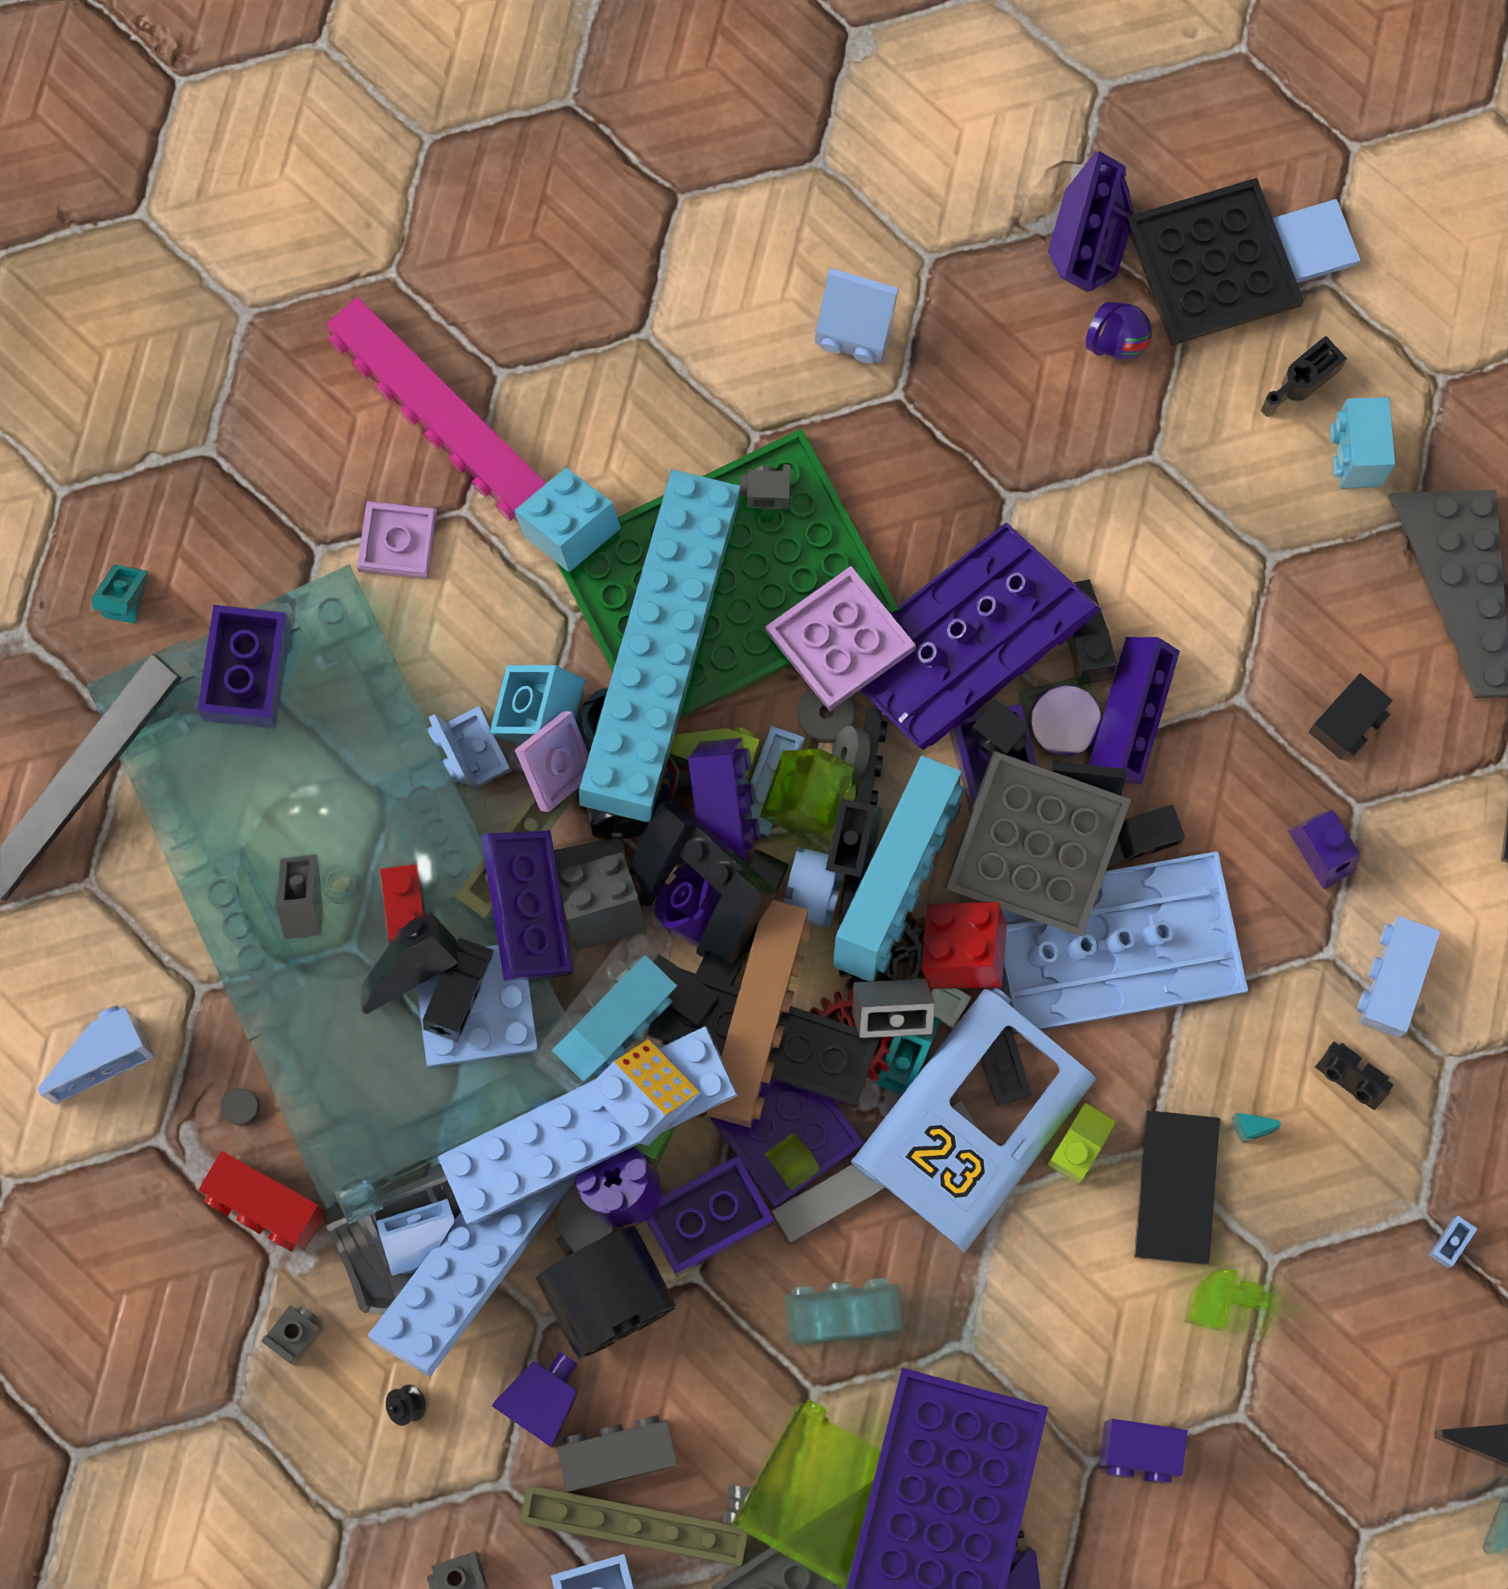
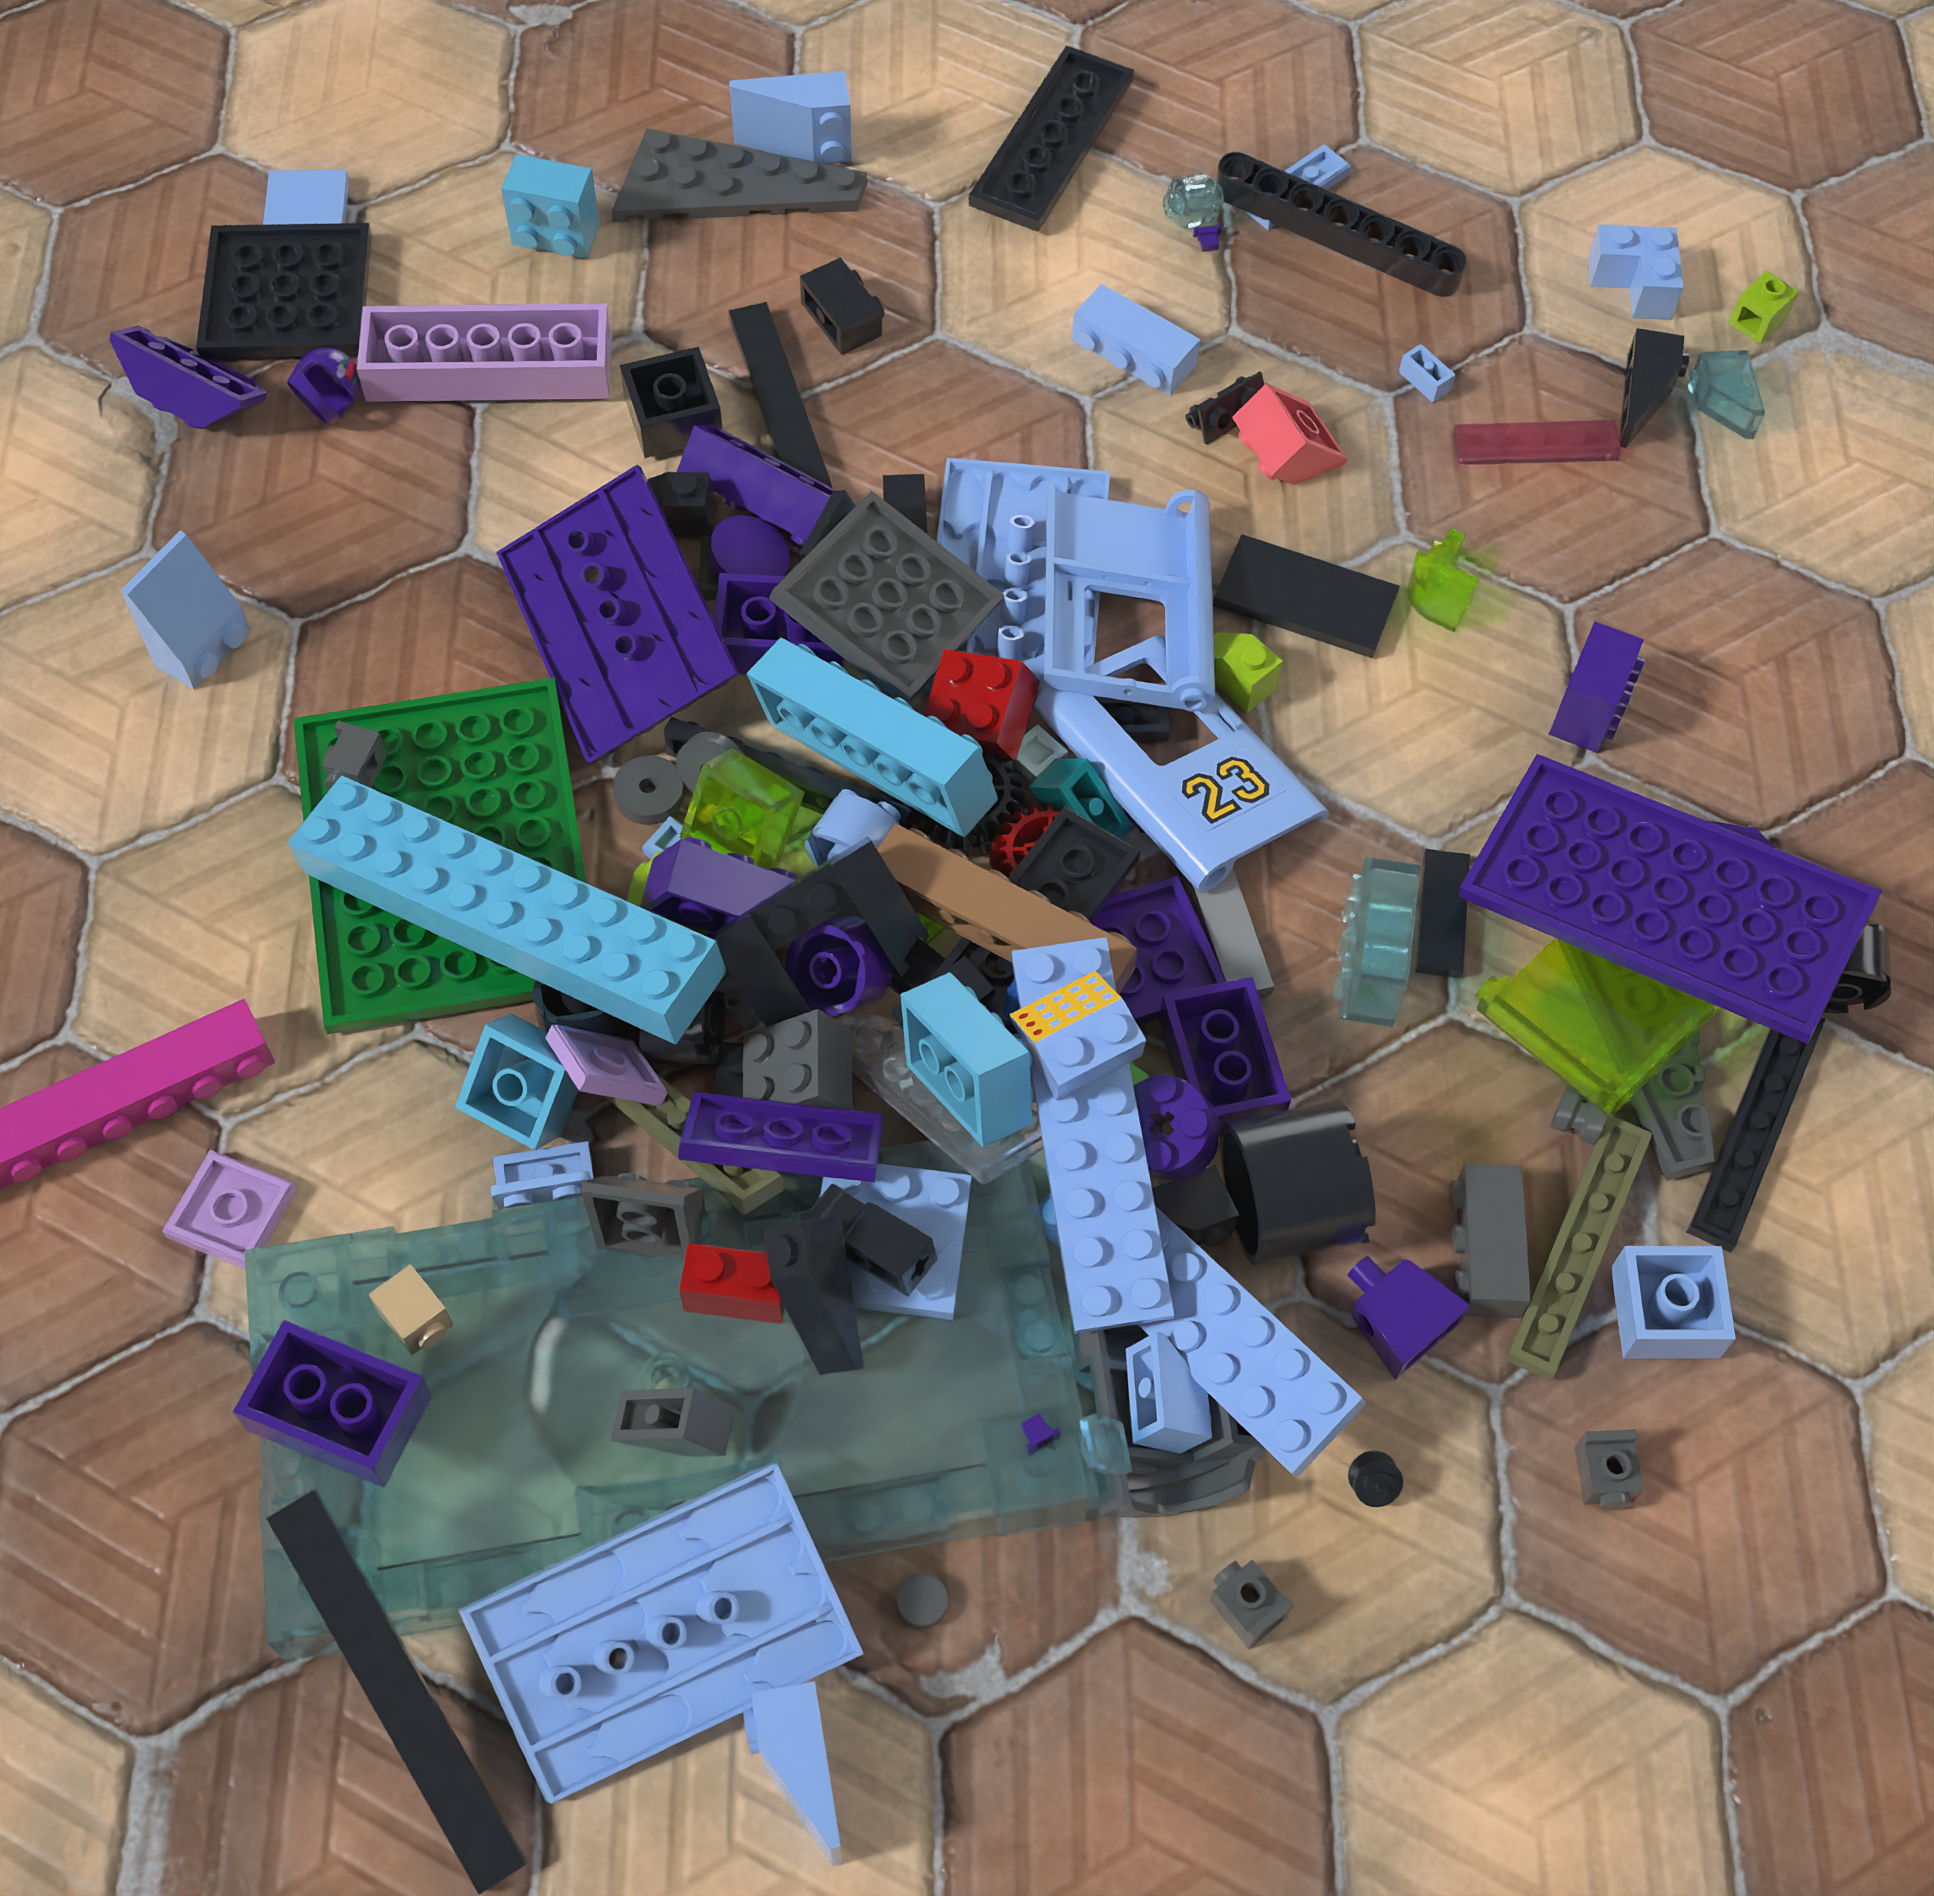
camera: 75 degrees left, 15 degrees down
(121, 593) = (152, 1583): teal slope -> none
(178, 957) = (700, 1616): none -> light blue piece
(261, 1203) = (1068, 1588): red brick -> none
(327, 693) = (411, 1310): none -> tan brick
(356, 1150) = (1038, 1433): none -> dark purple piece
(437, 825) = (643, 1215): none -> dark grey slope
(567, 519) = (295, 987): medium azure brick -> none
(792, 1161) = (1179, 950): clear neon green slope -> none
(840, 638) = (569, 734): lavender plate -> none
(853, 837) = (818, 765): black slope -> none
(883, 1365) = (1442, 914): none -> black tile
(893, 1008) = (1036, 782): dark grey brick -> none
(1000, 731) = (745, 590): black brick -> none
(1163, 1026) = (1138, 555): none -> light blue piece
(1193, 609) = (668, 399): none -> black brick
(1195, 445) = (485, 352): none -> lavender brick
(1240, 694) = (777, 390): none -> black tile
(1253, 1127) = (1260, 506): teal slope -> none
(1314, 366) = (450, 244): black piece -> none
(1326, 847) = (974, 357): dark purple torso -> none
(1336, 1135) = (1287, 436): none -> coral slope
(1410, 1356) = (1536, 442): none -> clear pink tile

